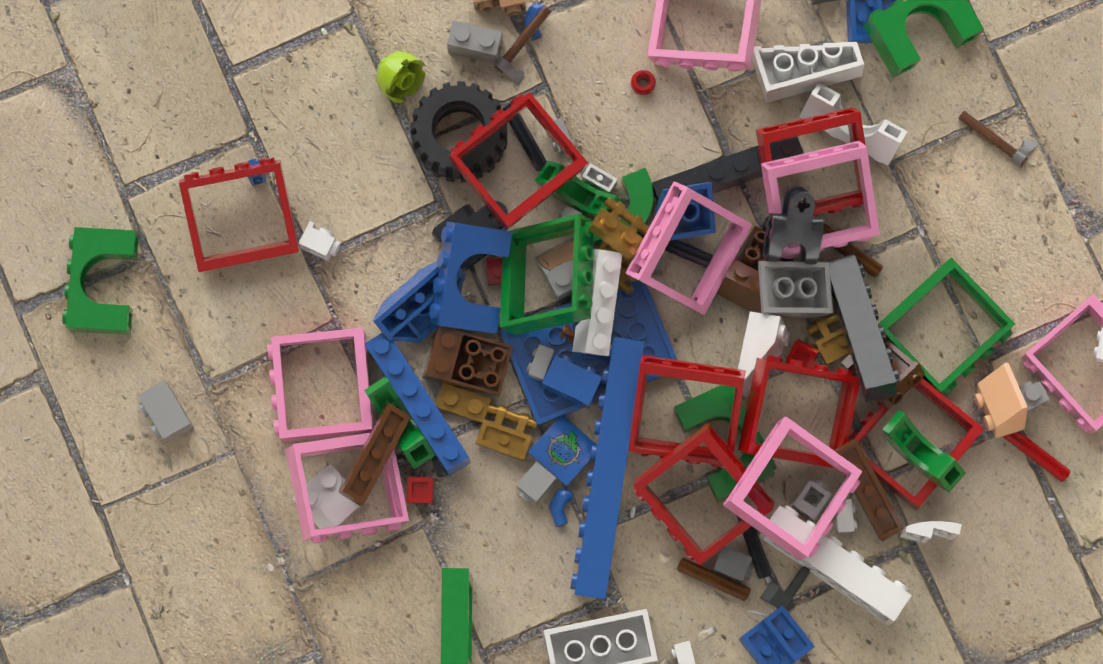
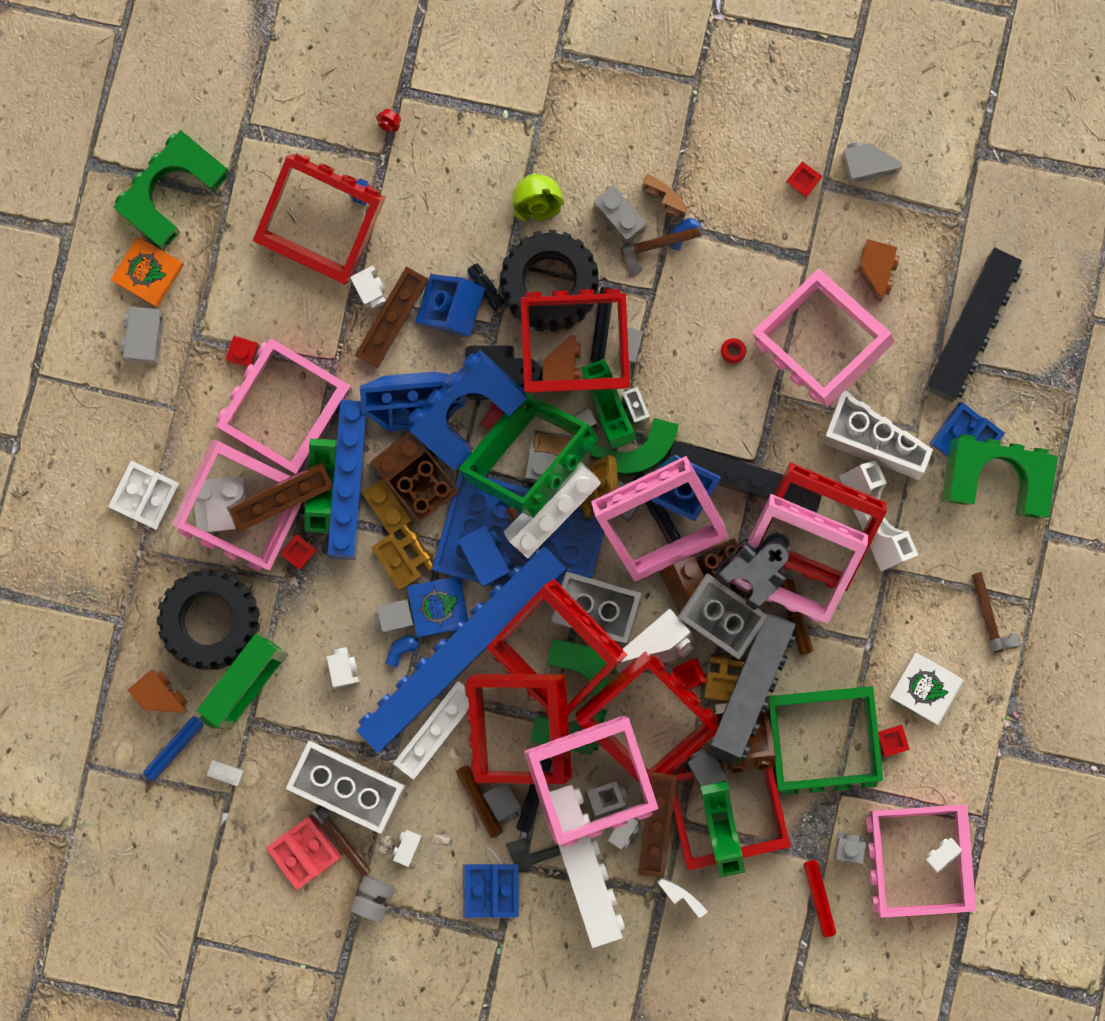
camera: 40 degrees right, 5 degrees up
(130, 360) = (147, 272): none -> orange slope
(236, 101) = (388, 120): none -> red plate
(254, 367) = (242, 351): none -> red plate
(260, 538) = (143, 494): none -> white slope
(354, 252) = (391, 317): none -> reddish brown plate
(359, 576) = (173, 612): none -> black tyre
(393, 208) = (450, 304): none -> blue slope
(411, 174) = (490, 292): none -> black axle
(516, 186) = (561, 362): none -> dark orange slope
(525, 555) = (342, 668): none -> white brick
(540, 365) = (472, 521): light grey piece -> none
(616, 233) = (608, 463): pearl gold plate -> none
(636, 550) = (434, 732): none -> white plate
(699, 345) = (607, 604): none -> light grey slope
(873, 416) = (705, 769): none -> dark grey brick
(992, 230) = (927, 689): none -> white slope
(998, 288) = (893, 741): none -> red plate
(1001, 402) = (820, 836): light nougat slope -> none

